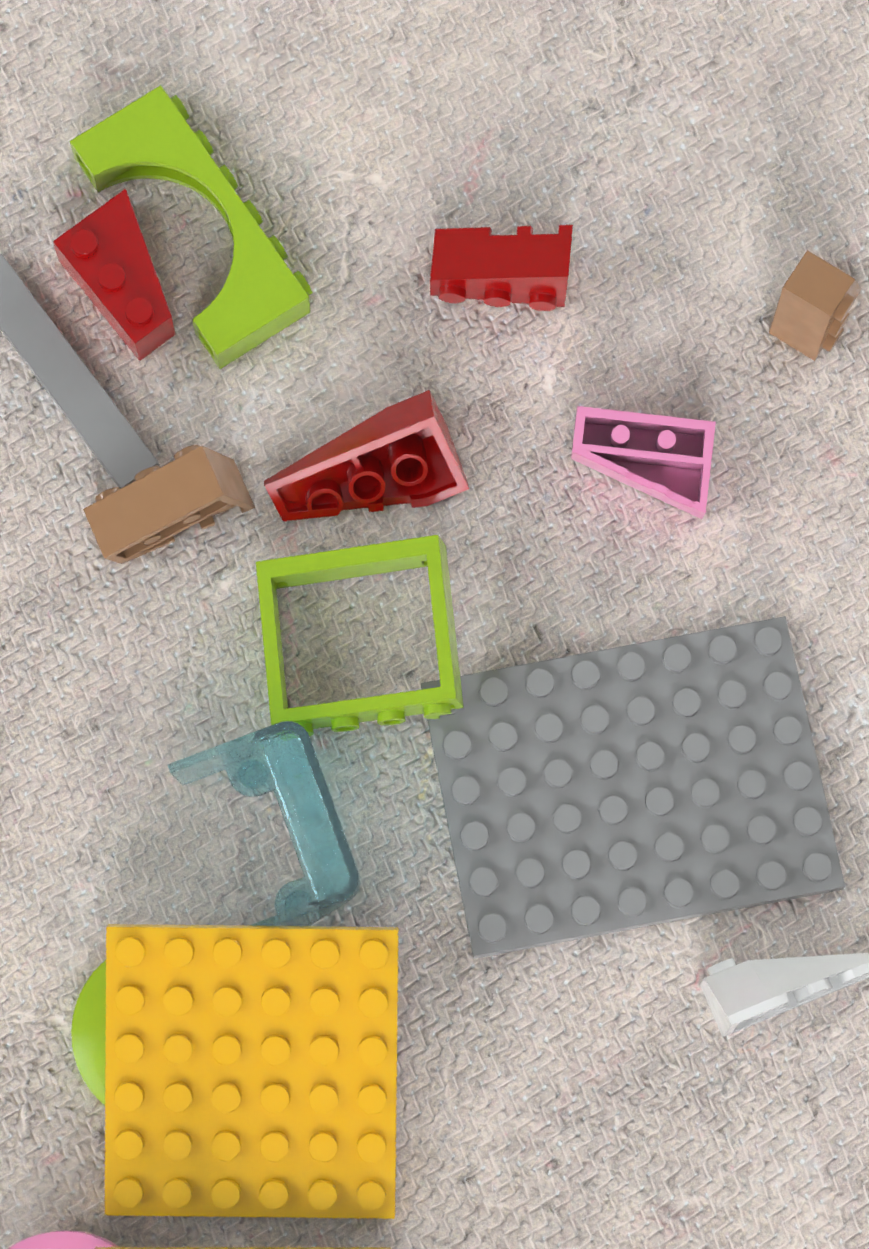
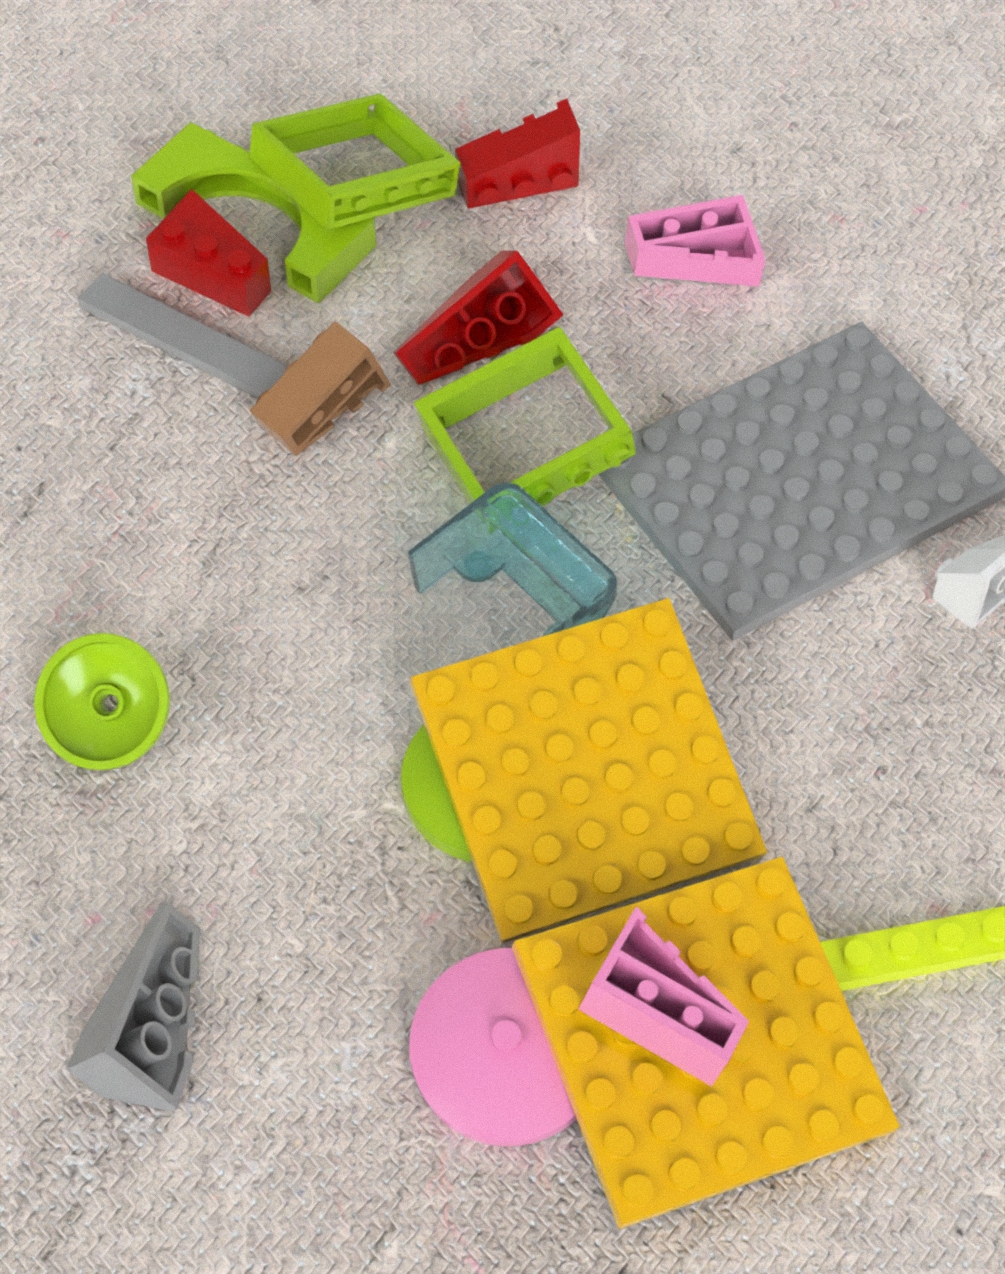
camera: 20 degrees left, 20 degrees down
(322, 273) = (427, 178): none -> lime window
(814, 306) = (778, 104): medium nougat wedge -> none

